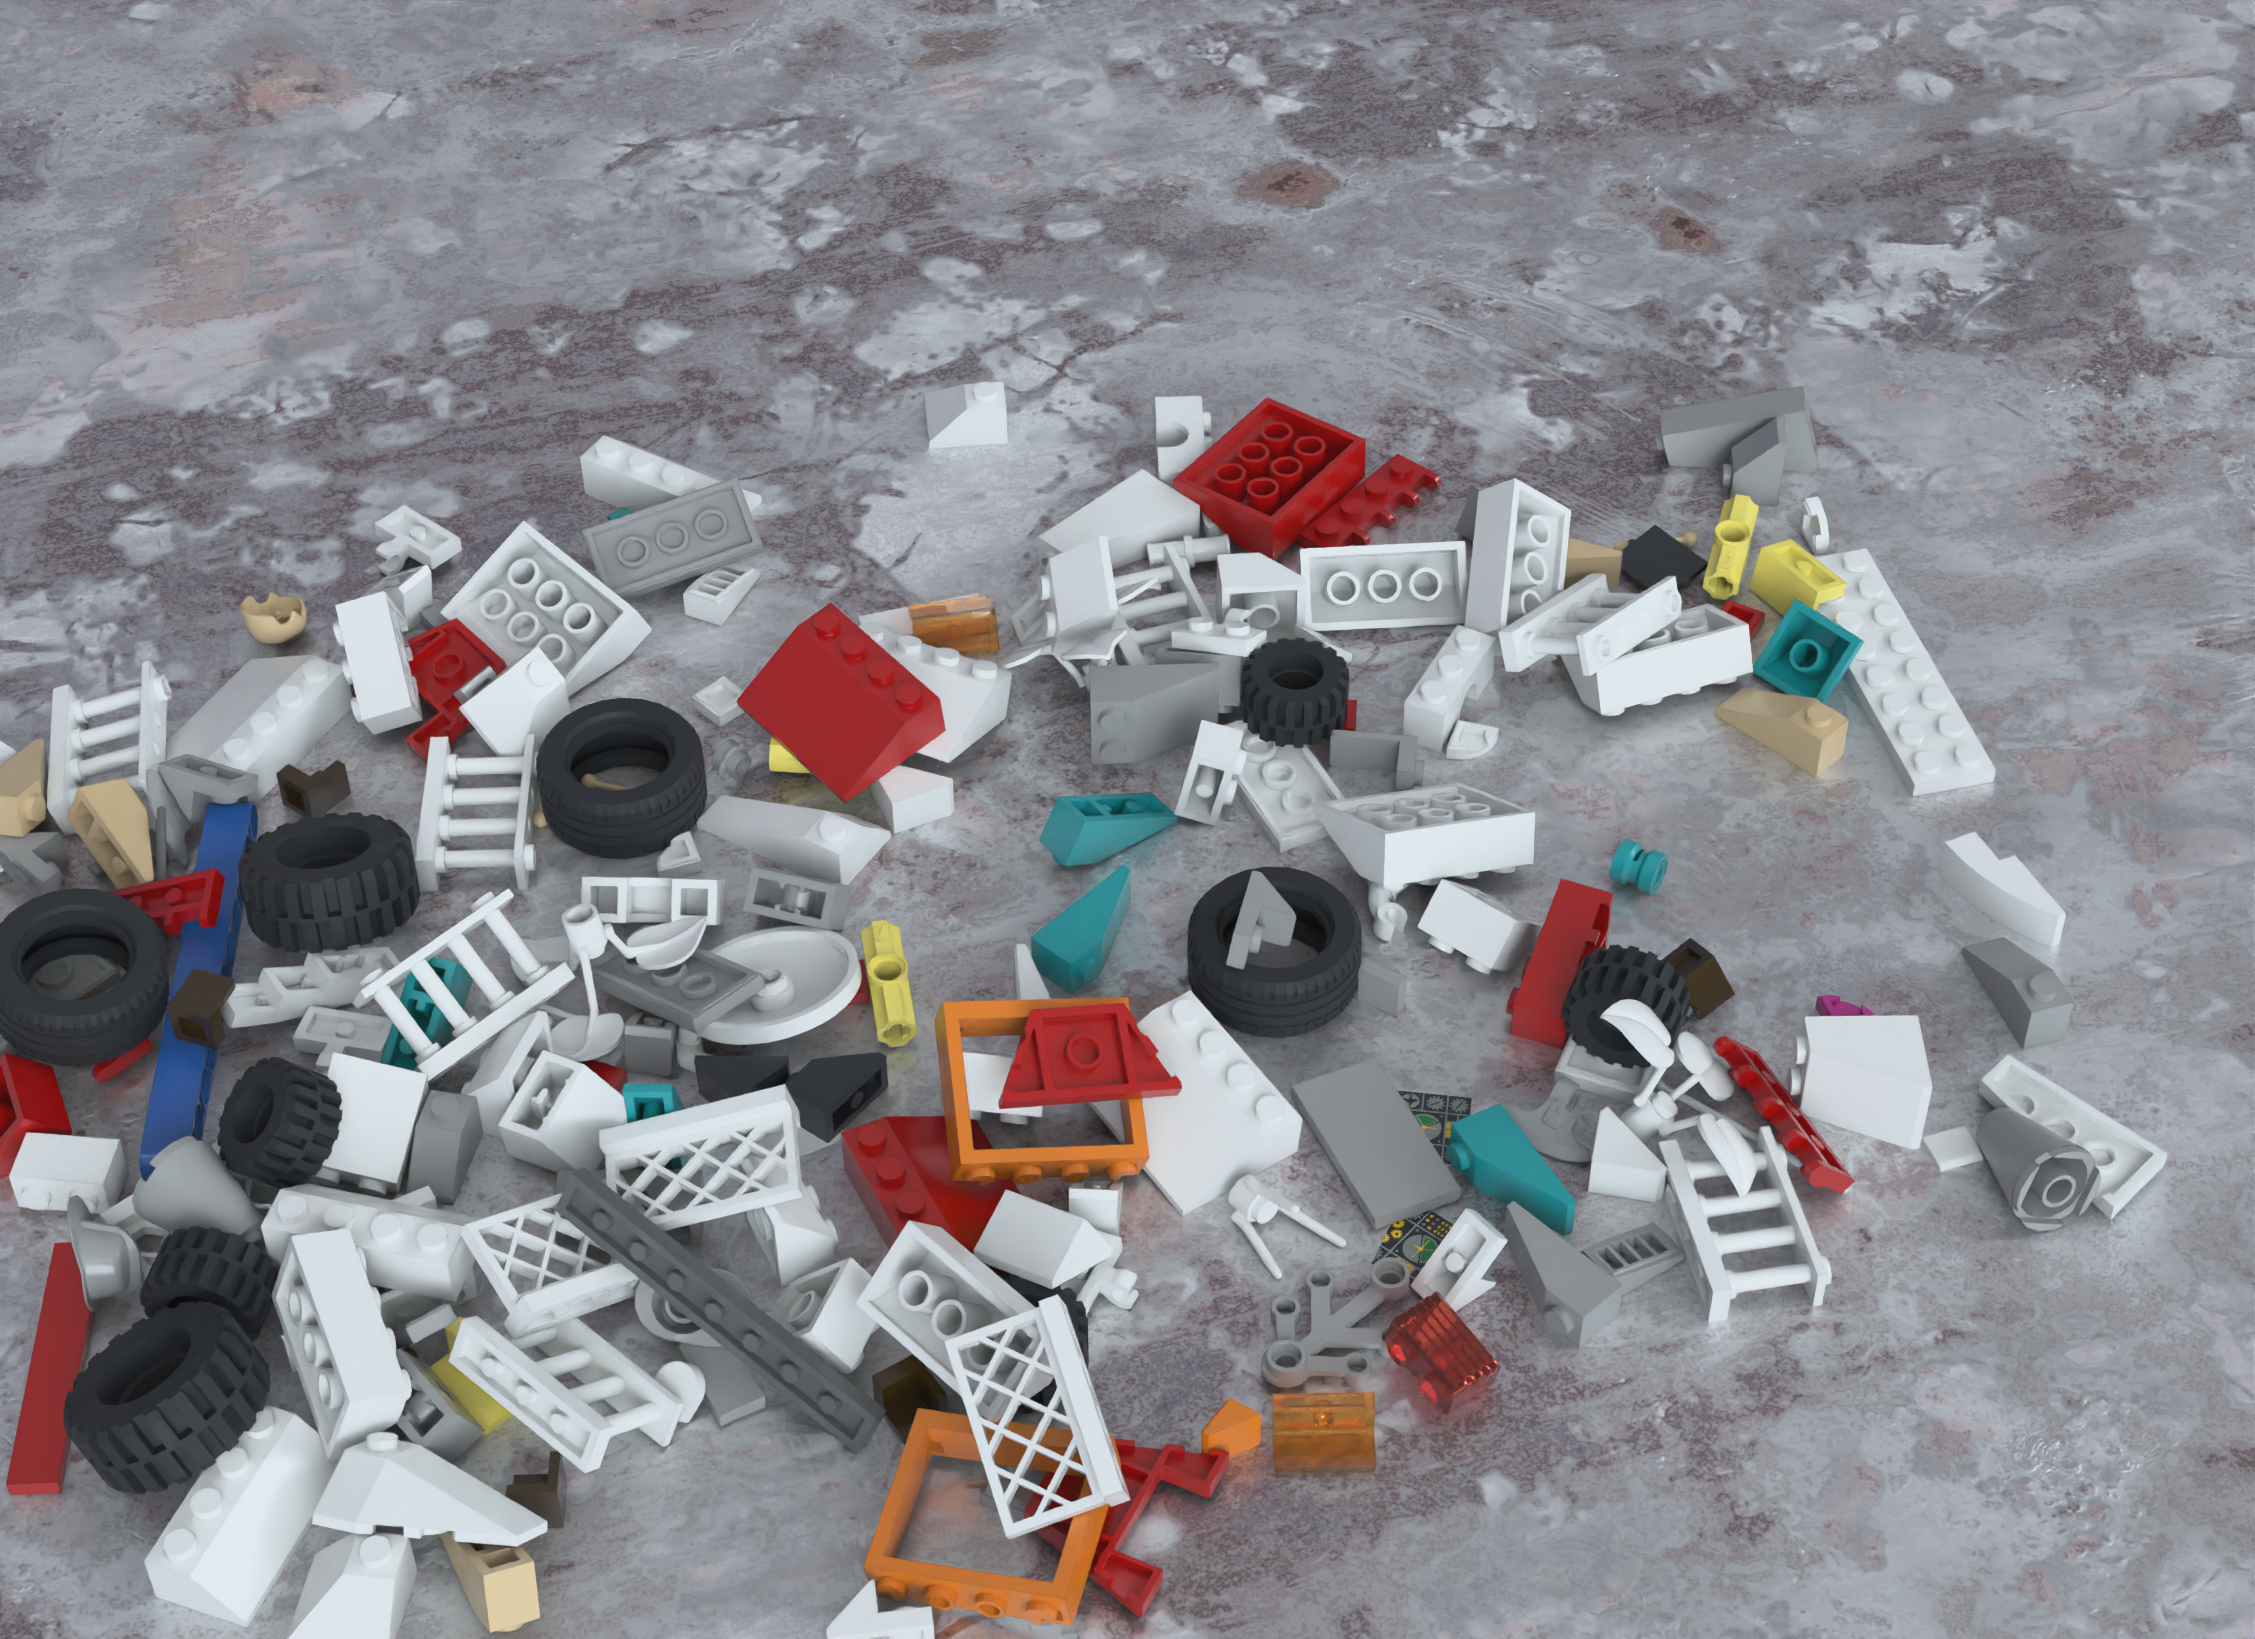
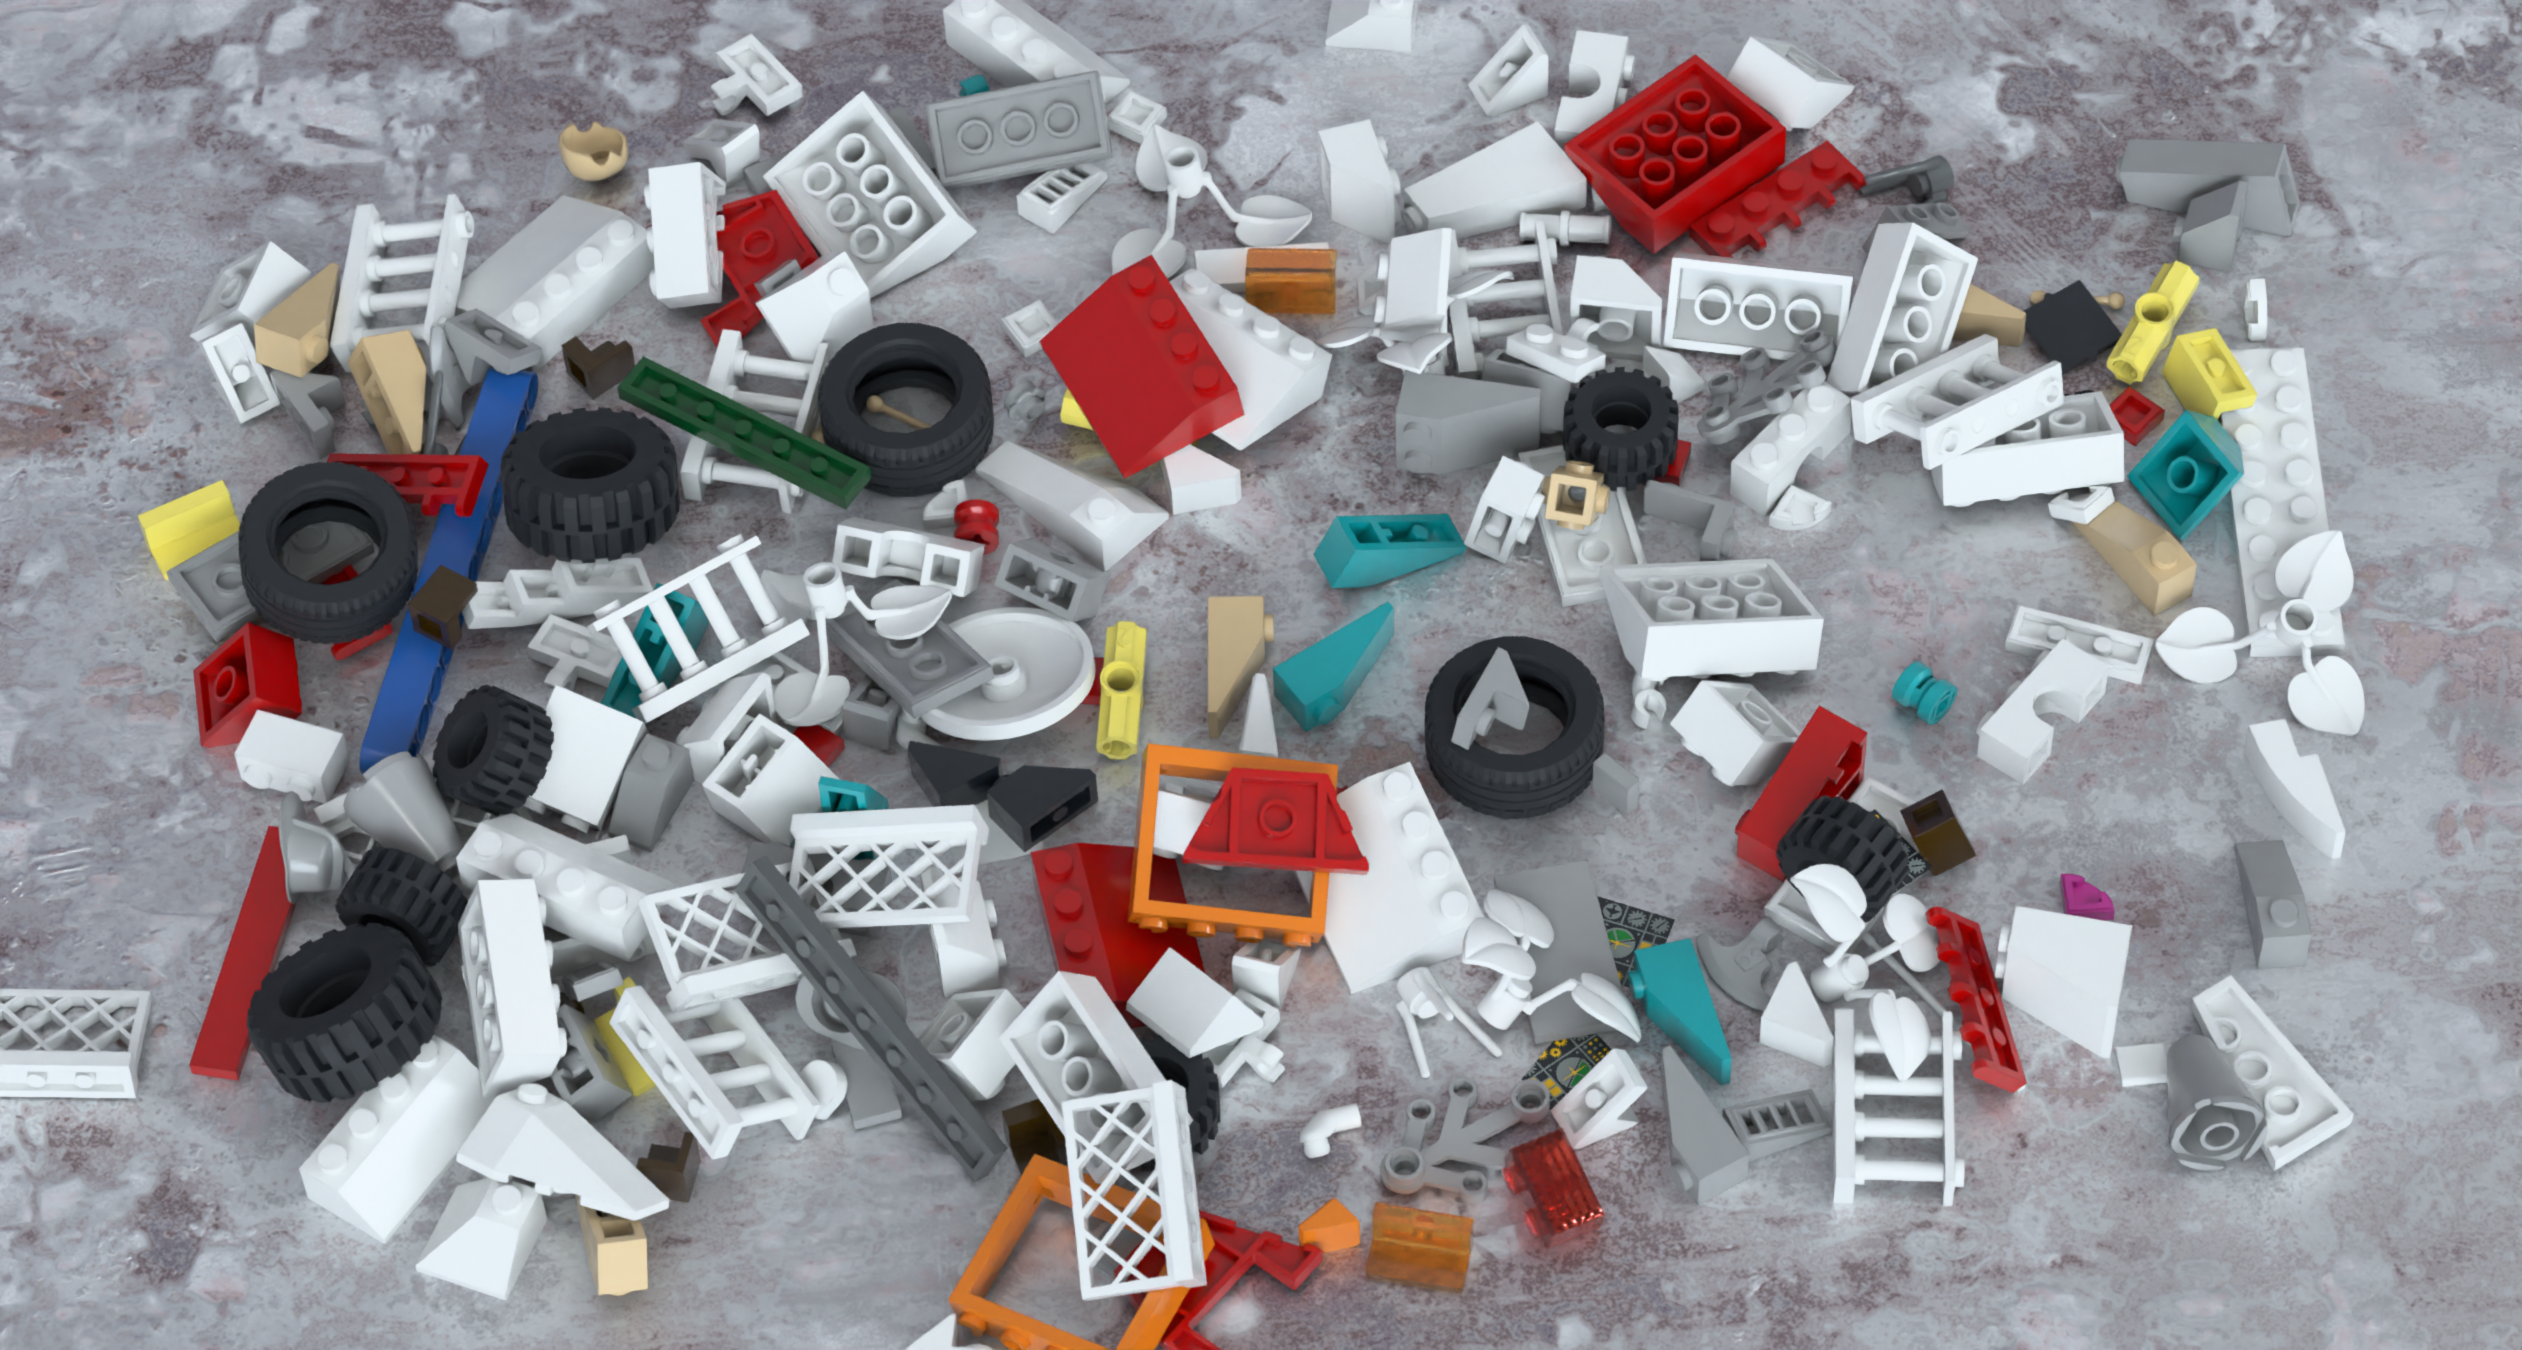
camera: 15 degrees right, 10 degrees up
(472, 815) = (744, 433): none -> dark green plate
(712, 861) = (977, 523): none -> red wheel
(777, 523) = (1135, 116): none -> white tile
(832, 549) = (1177, 165): none -> white plant
(986, 931) = (1234, 653): none -> tan slope
(995, 536) = (1357, 180): none -> white slope
(1108, 440) = (1513, 75): none -> white slope
(1196, 1335) = (1324, 1124): none -> white arm
(1289, 750) = (1563, 506): none -> tan brick
(1342, 1183) = (1494, 946): none -> white plant
(1351, 411) = (1787, 82): none -> white slope
(1382, 676) = (1723, 419): none -> light grey plant
(1493, 467) = (1925, 179): none -> dark grey plant
(1722, 699) = (2081, 507): none -> white tile
(1737, 884) = (2059, 682): none -> white arch
(1760, 808) = (2039, 630): none -> white tile
(1955, 712) = (2319, 581): none -> white plant

